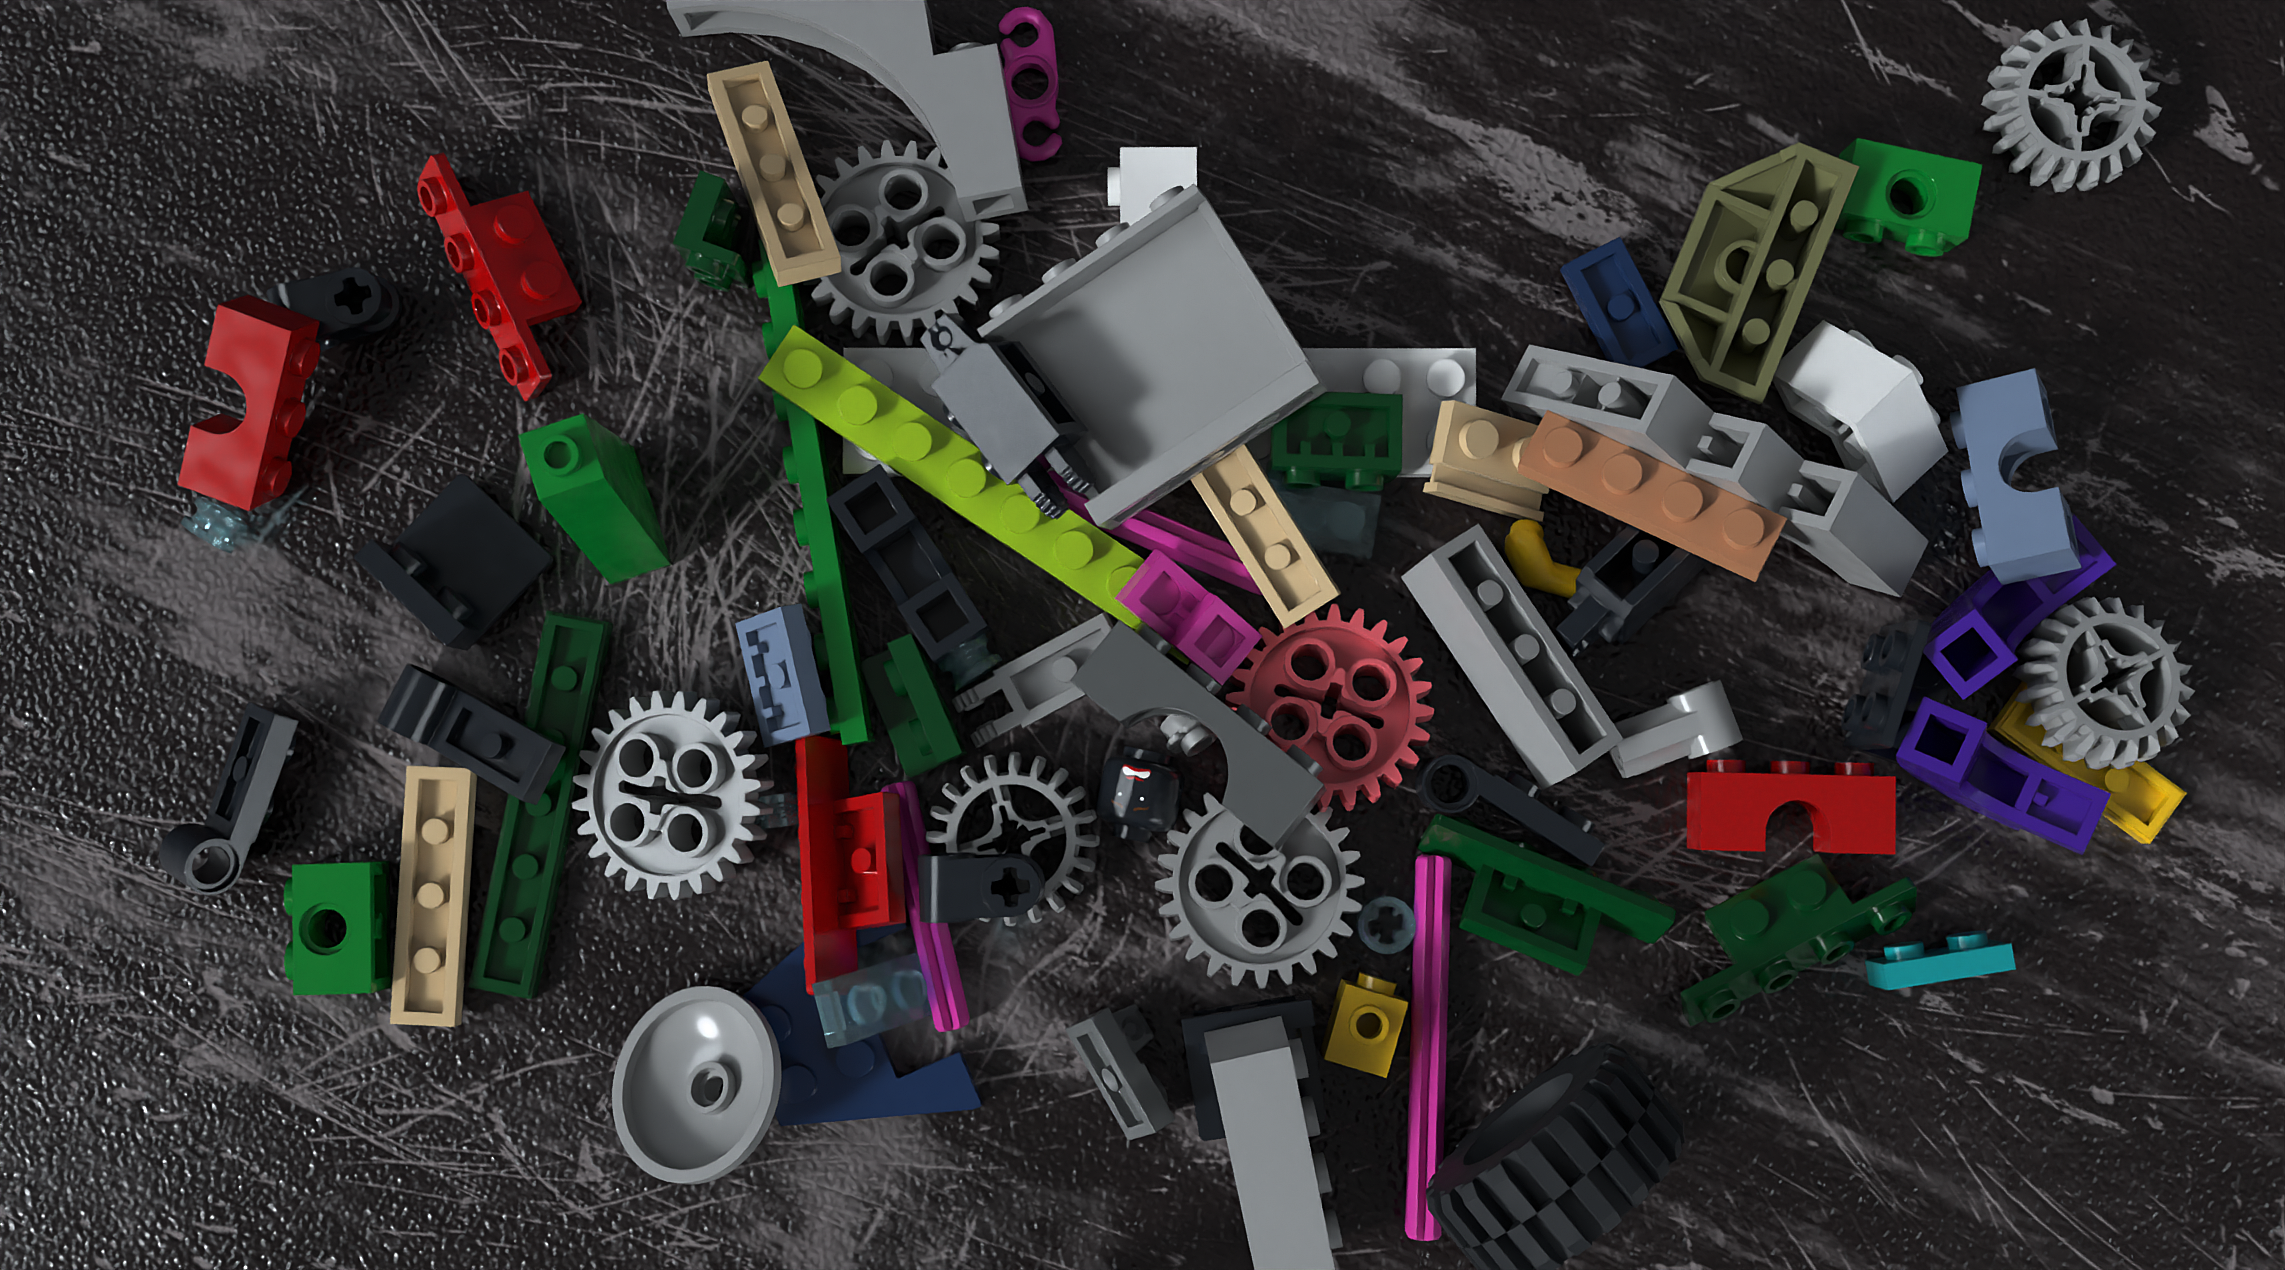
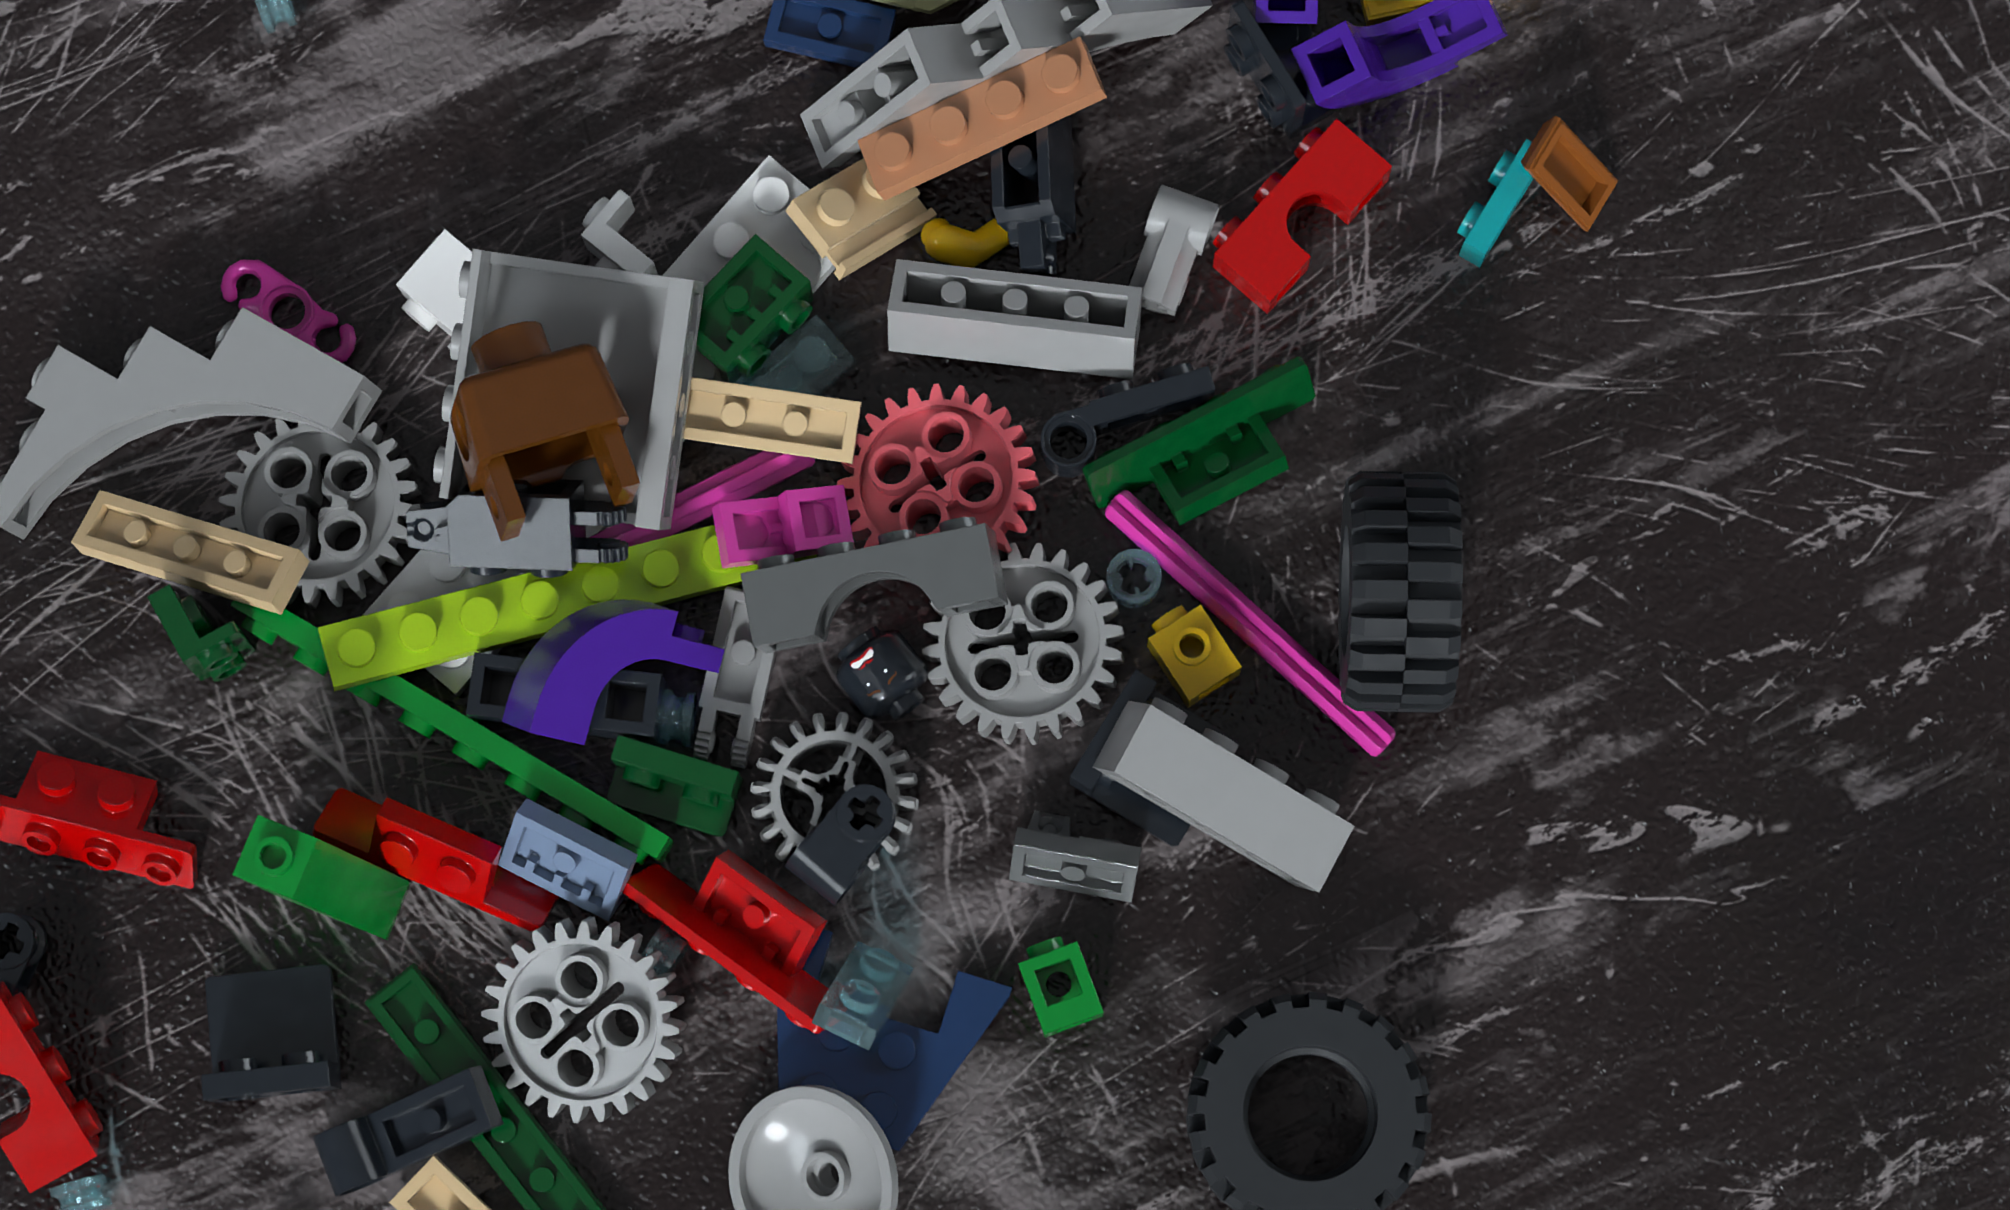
camera: 45 degrees left, 5 degrees down
(698, 565) = (432, 856): none -> red bracket
(931, 939) = (848, 915): dark pink axle -> none
(951, 552) = (582, 652): none -> dark purple arch
(1004, 1167) = (1075, 1007): none -> green brick
(1100, 352) = (537, 417): none -> reddish brown piece
(1186, 735) = (869, 603): light grey plate -> none
(1296, 273) = (606, 244): none -> white bracket
(1787, 928) = (1386, 290): dark green bracket -> none
(2013, 998) = (1569, 172): none -> dark orange tile

